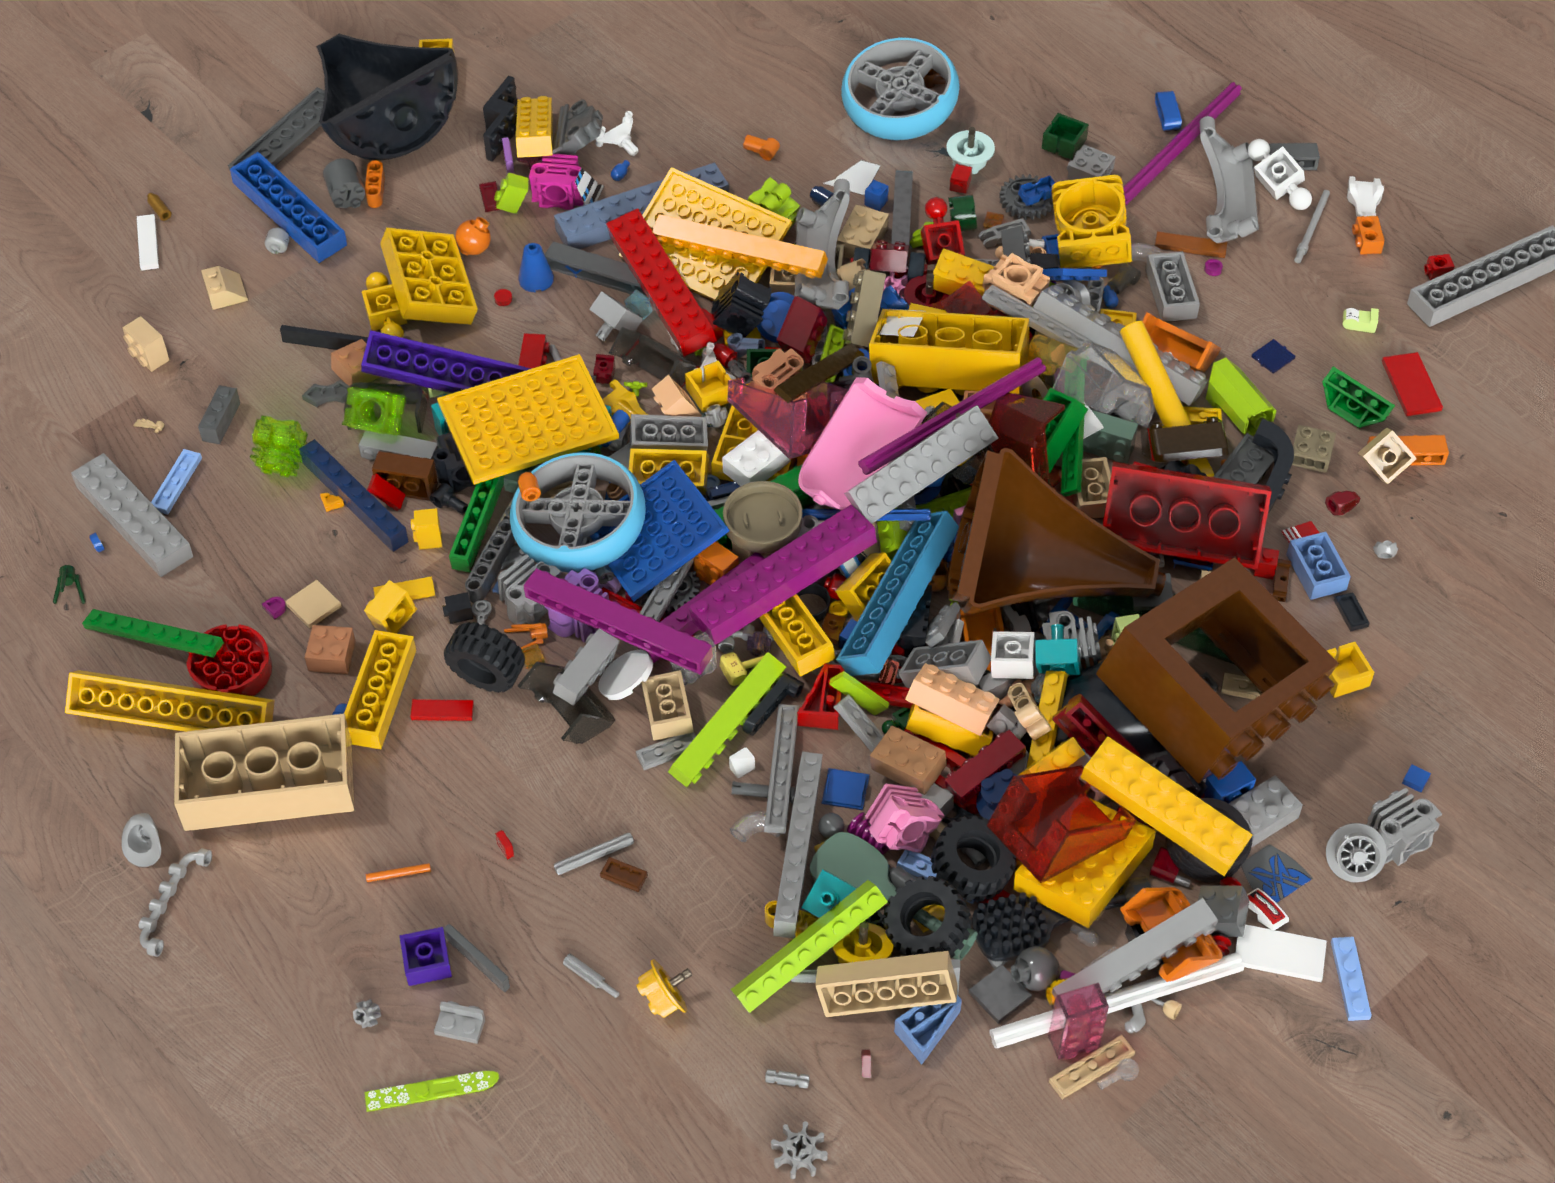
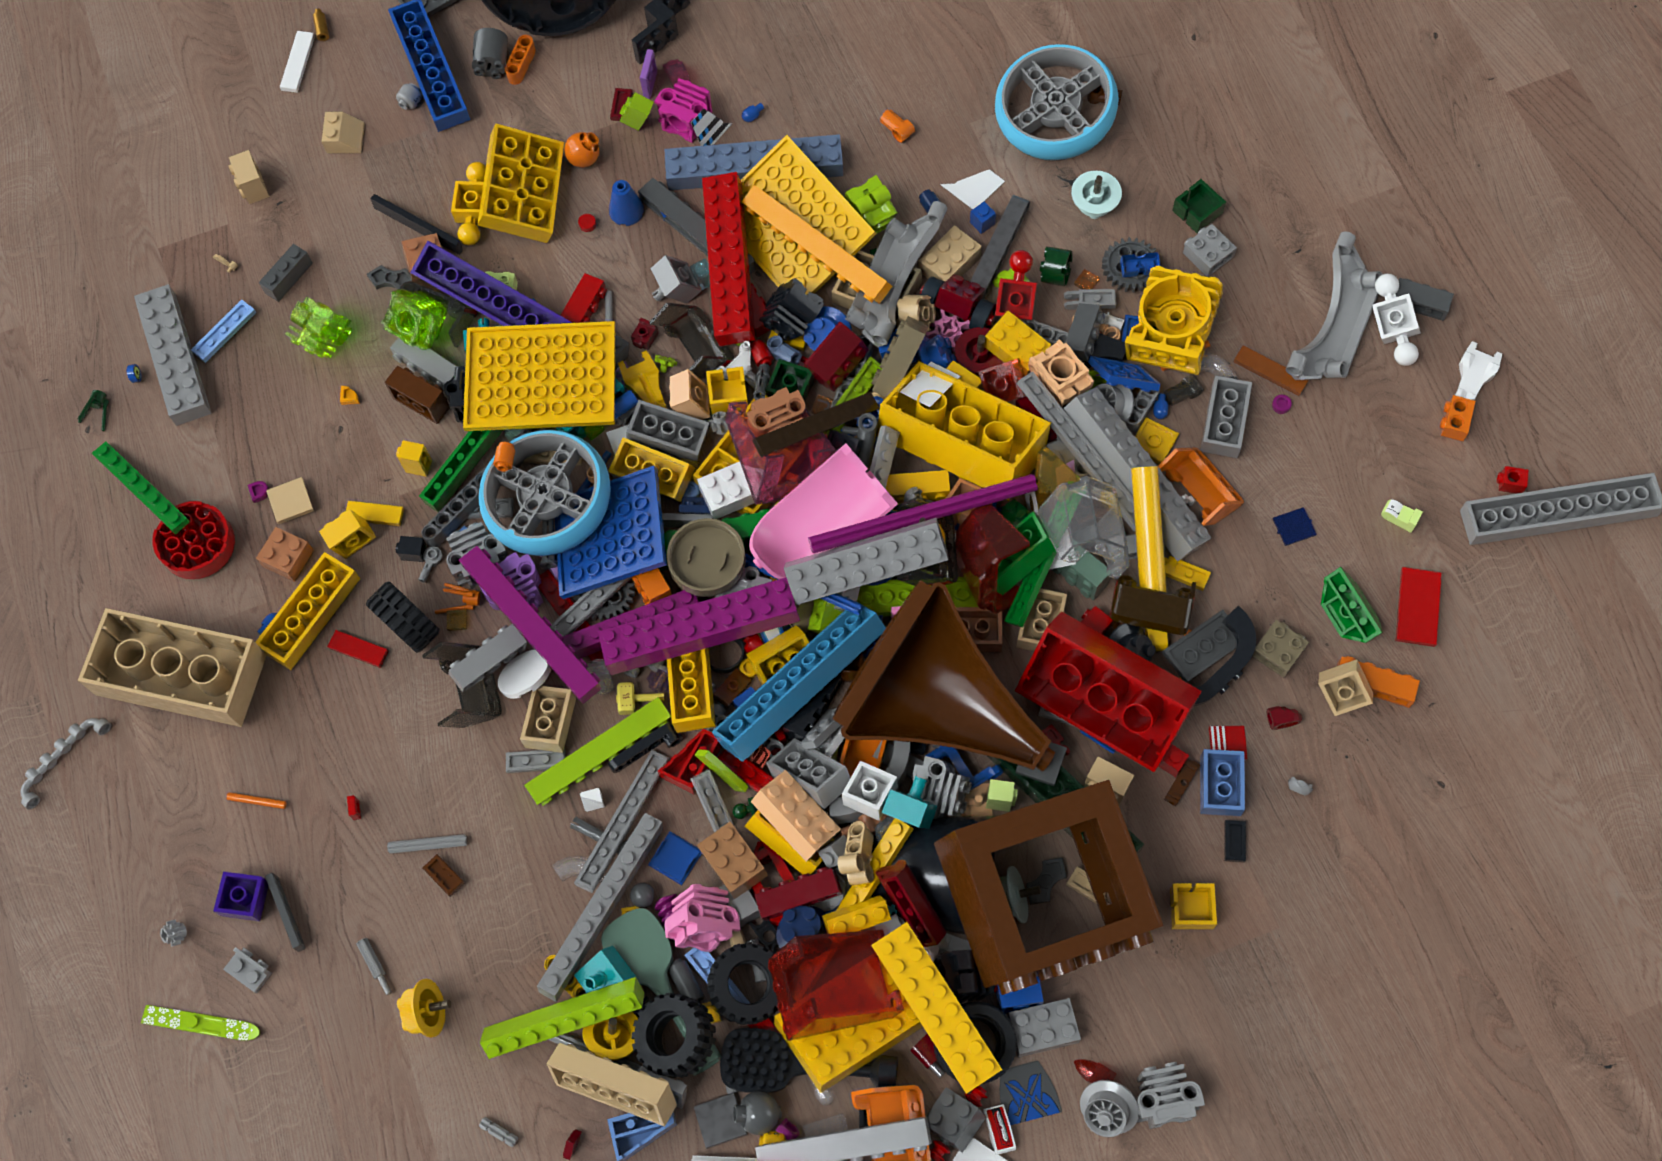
camera: 25 degrees right, 15 degrees up
(141, 841) = (56, 692): light grey hat -> none
(161, 703) = (125, 568): yellow brick -> none
(354, 495) = (367, 398): dark blue brick -> none
(386, 492) = (395, 406): red tile -> none
(445, 496) = (447, 426): black pin -> none
(534, 127) = (684, 44): yellow brick -> none
(576, 127) = (723, 57): dark grey brick -> none
(619, 135) = (766, 73): white axle -> none
(960, 178) = (1074, 223): red brick -> none
(1168, 110) = (1320, 205): blue beam -> none
(1179, 142) = (1313, 247): magenta axle -> none
(1238, 397) = (1231, 568): lime brick -> none
(1303, 246) = (1384, 409): light grey bar -> none
(1320, 835) = (1093, 1071): none -> clear red plate
(1416, 778) = (1210, 1044): blue tile -> none

